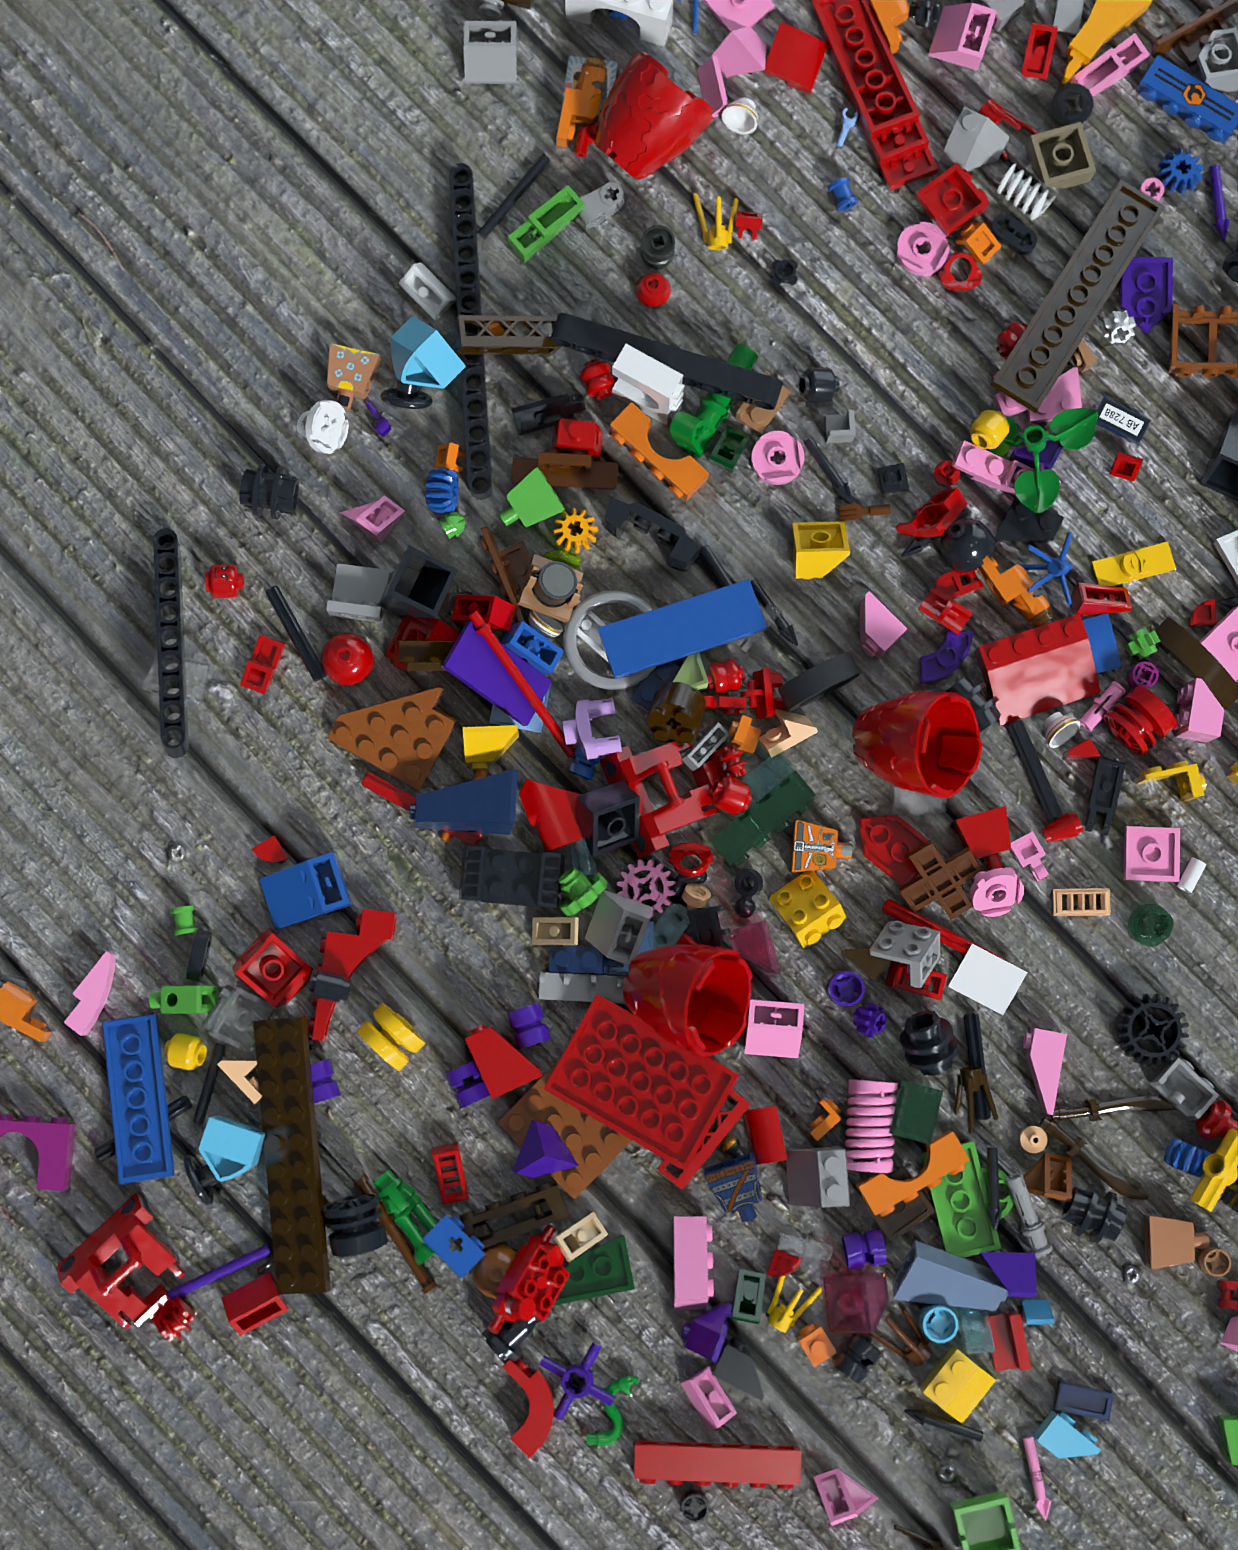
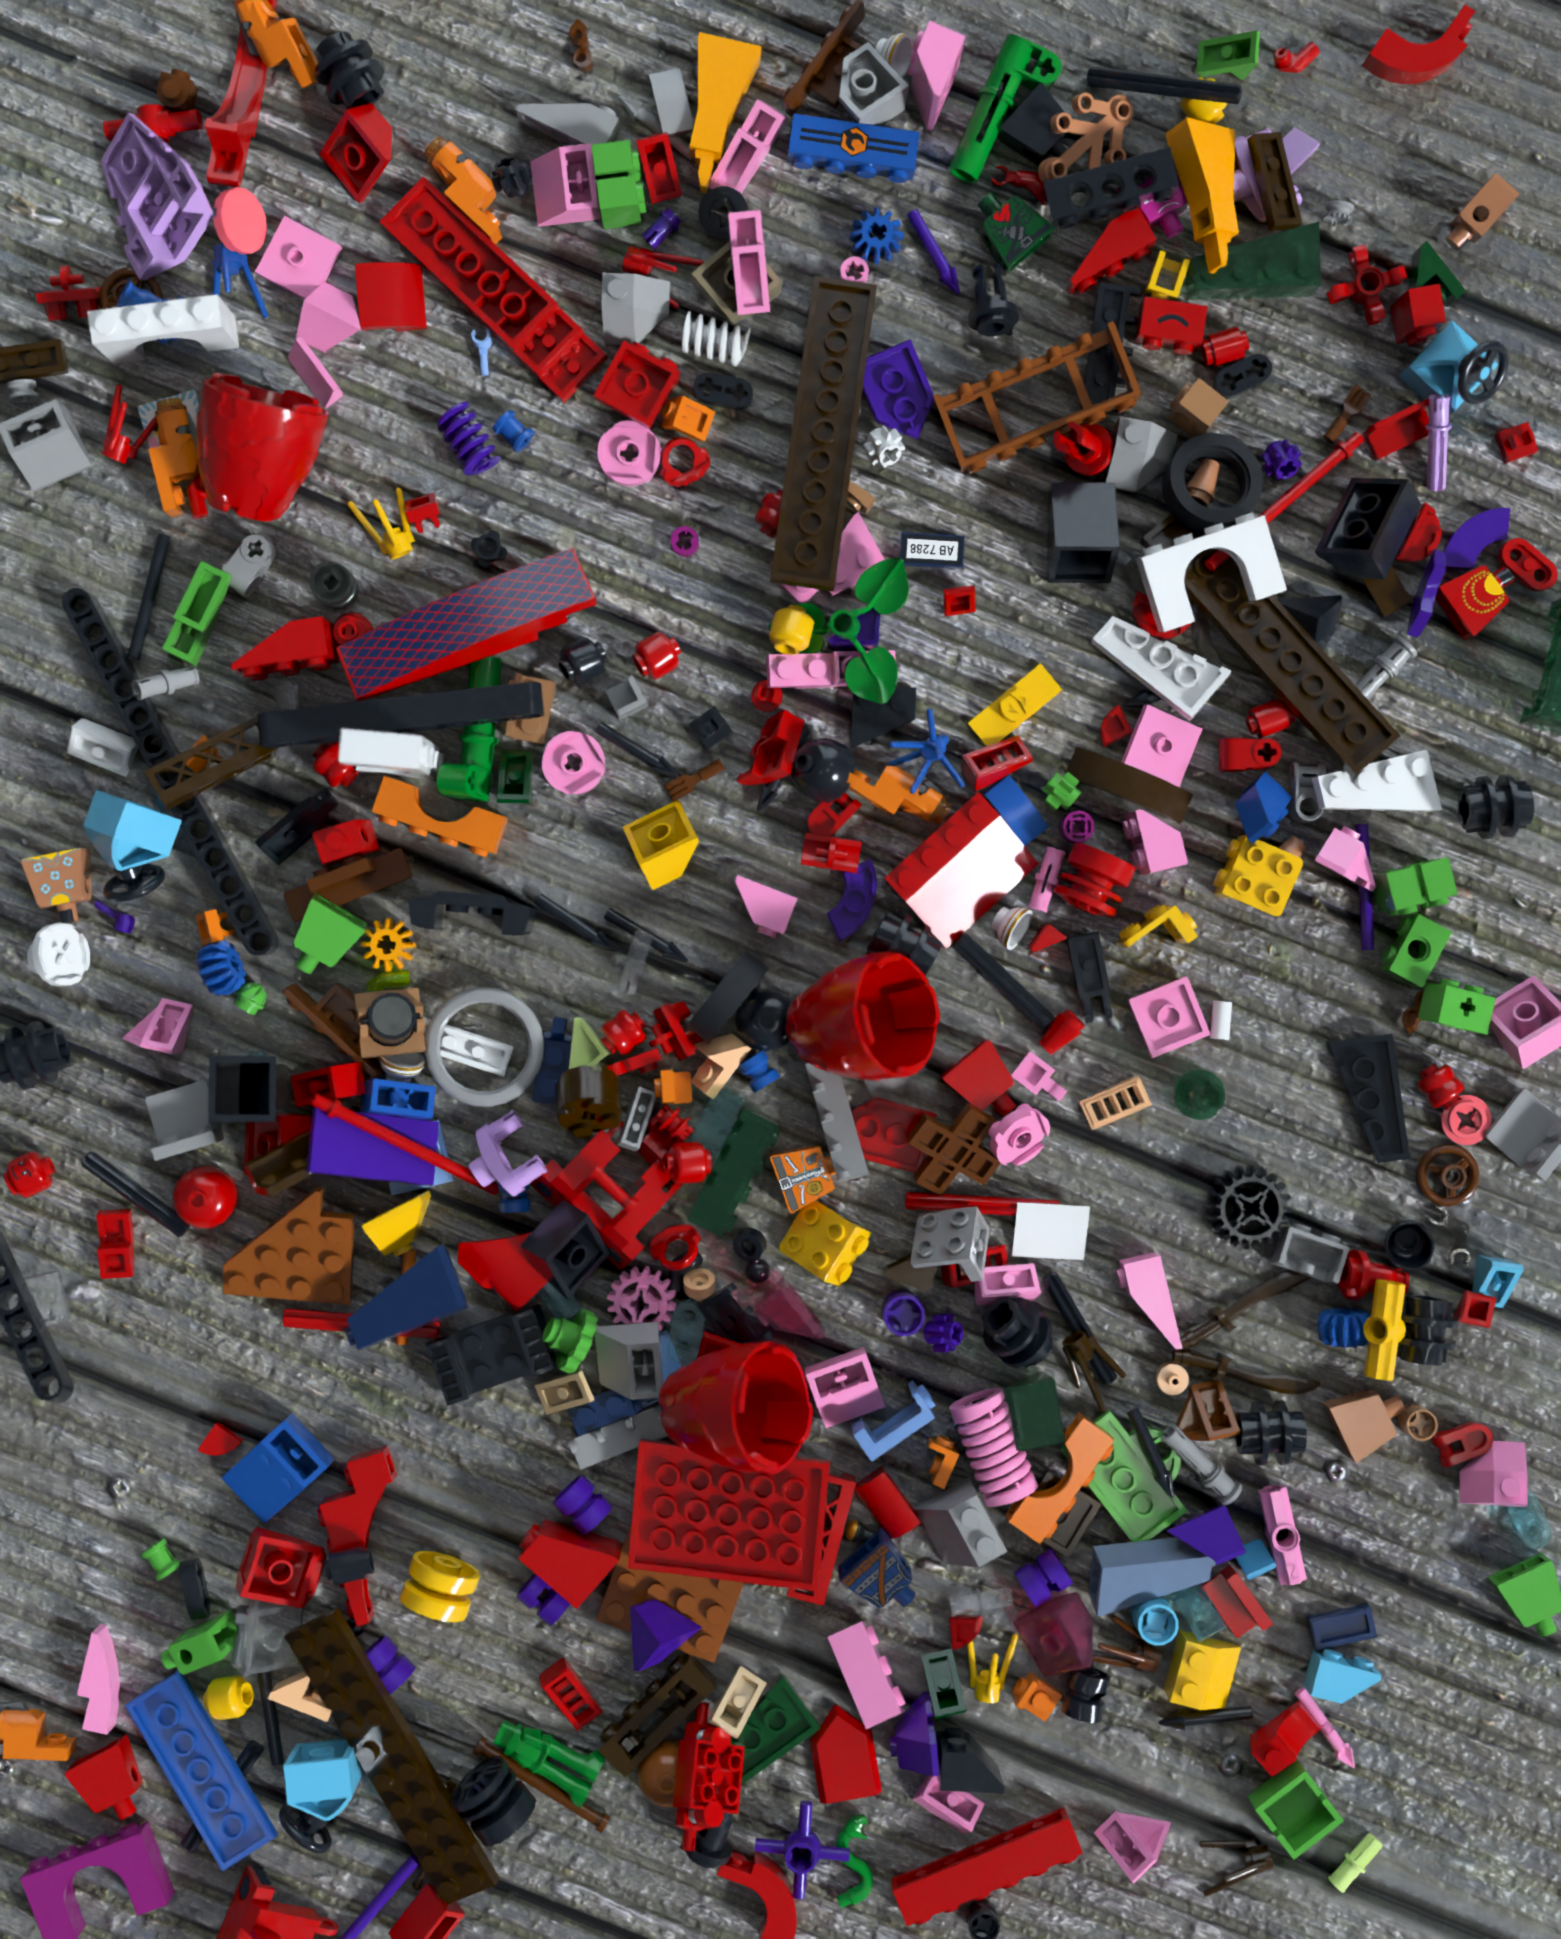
camera: 20 degrees left, 5 degrees up
(63, 1072) = (107, 1777): none -> red torso
(457, 1261) = (617, 1792): blue brick -> none
(498, 262) = (165, 682): none -> light grey pin
(542, 76) = (116, 445): none -> red plant
(605, 278) = (291, 648): none -> red slope
(642, 1324) = (844, 1758): none -> red tile
(682, 629) = (552, 1004): blue tile -> none
(741, 116) = (360, 391): white piece -> none
(746, 319) = (467, 625): none -> slope
(779, 1079) = (897, 1427): none -> medium blue panel
(803, 185) = (465, 440): none -> dark purple piece
(815, 749) = (757, 1069): none -> blue wheel
(835, 716) = (763, 1020): none -> black cylinder
(859, 817) = (837, 1124): none -> light grey hinge
(877, 405) = (656, 655): none -> red head
(934, 340) = (675, 541): none -> magenta bush
(934, 999) = (1005, 1281): none -> bright pink slope
(1000, 1467) = (1283, 1737): none -> red arch
(1003, 49) = (618, 193): none -> bright green piece
(1020, 96) = (661, 228): none -> dark purple pin
(1065, 1320) = (1287, 1552): none -> bright pink piece
(1078, 144) = (749, 262): none -> bright pink slope

